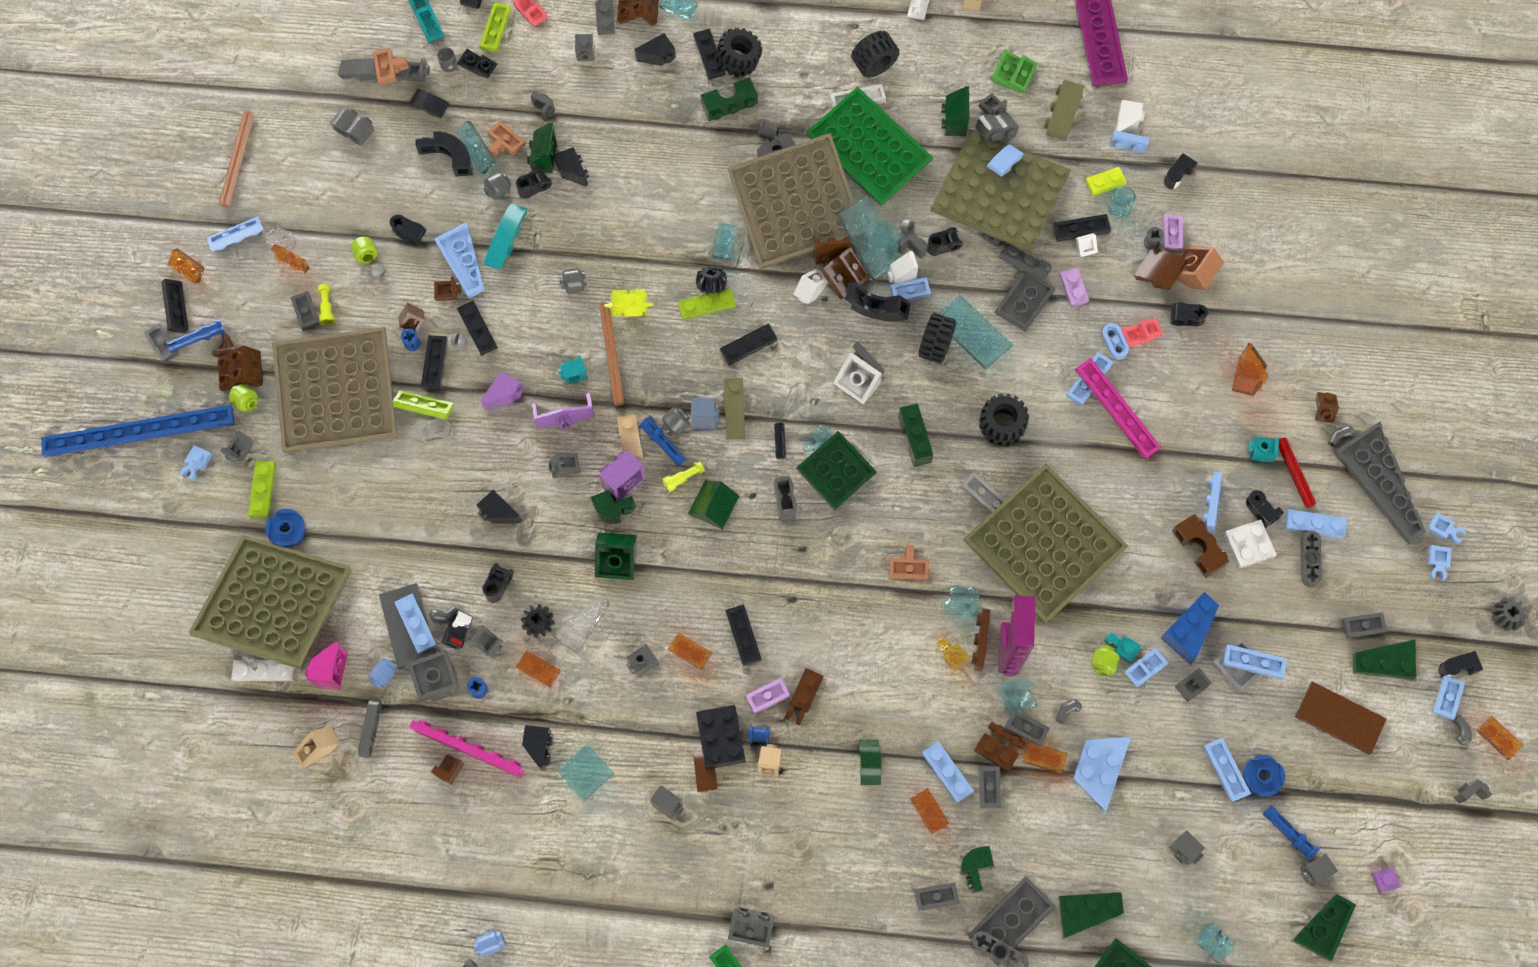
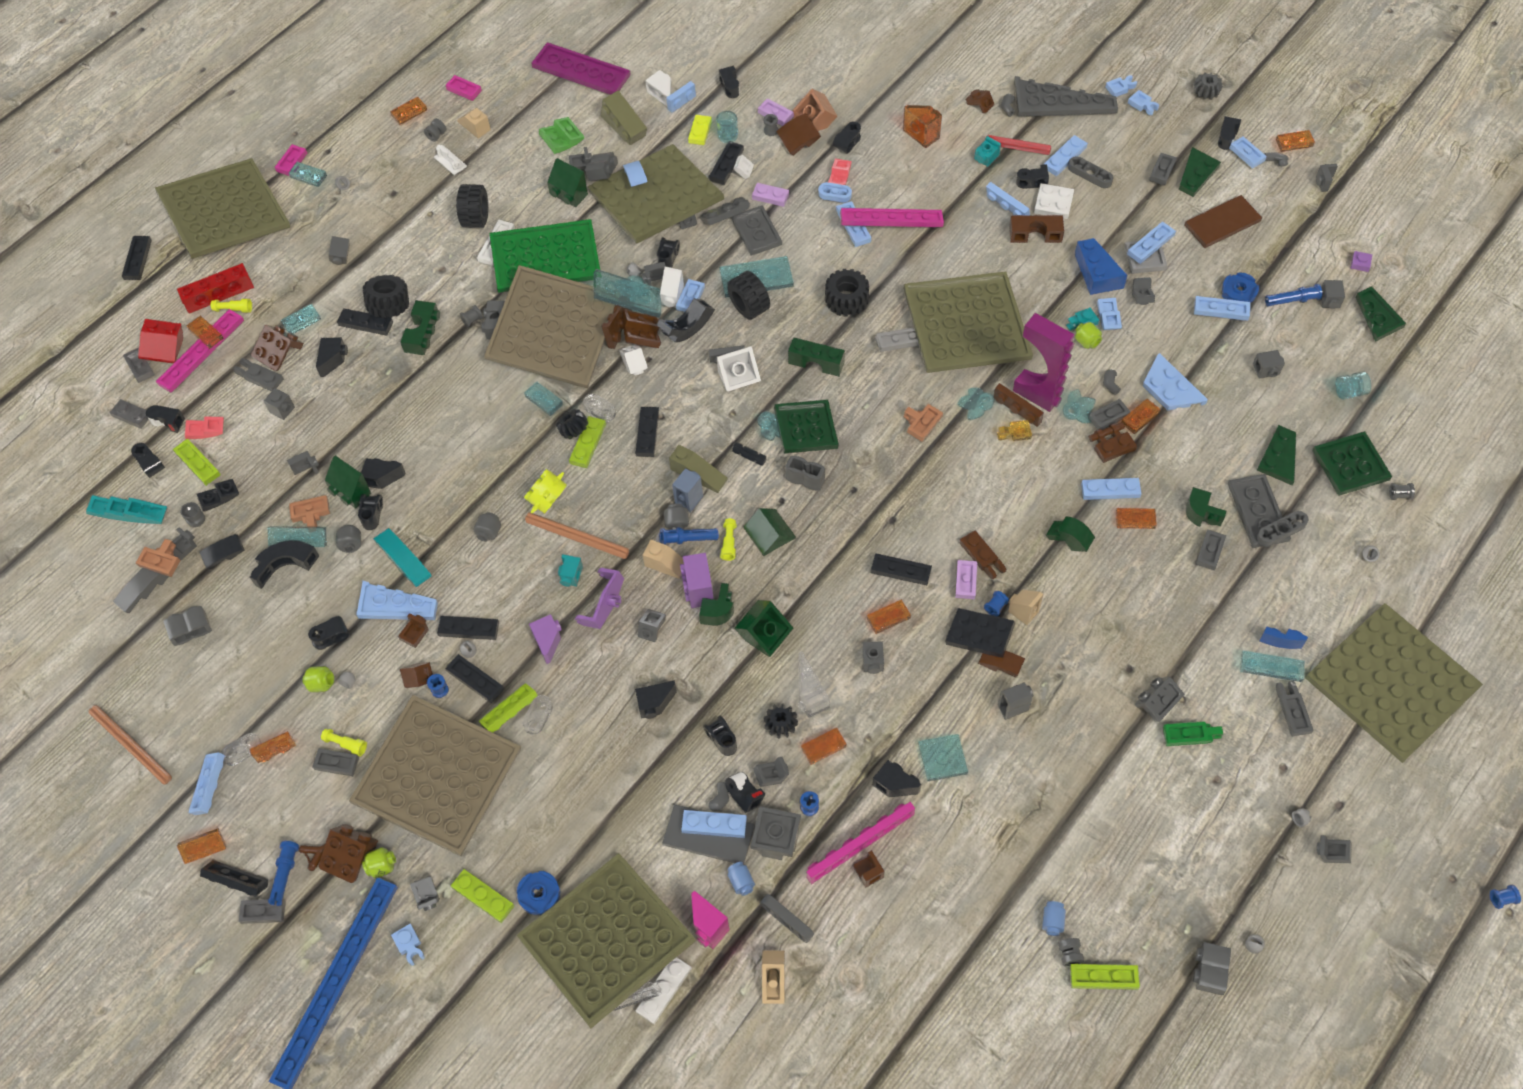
camera: 55 degrees left, 10 degrees down
(989, 787) = (1142, 465): dark grey plate -> none

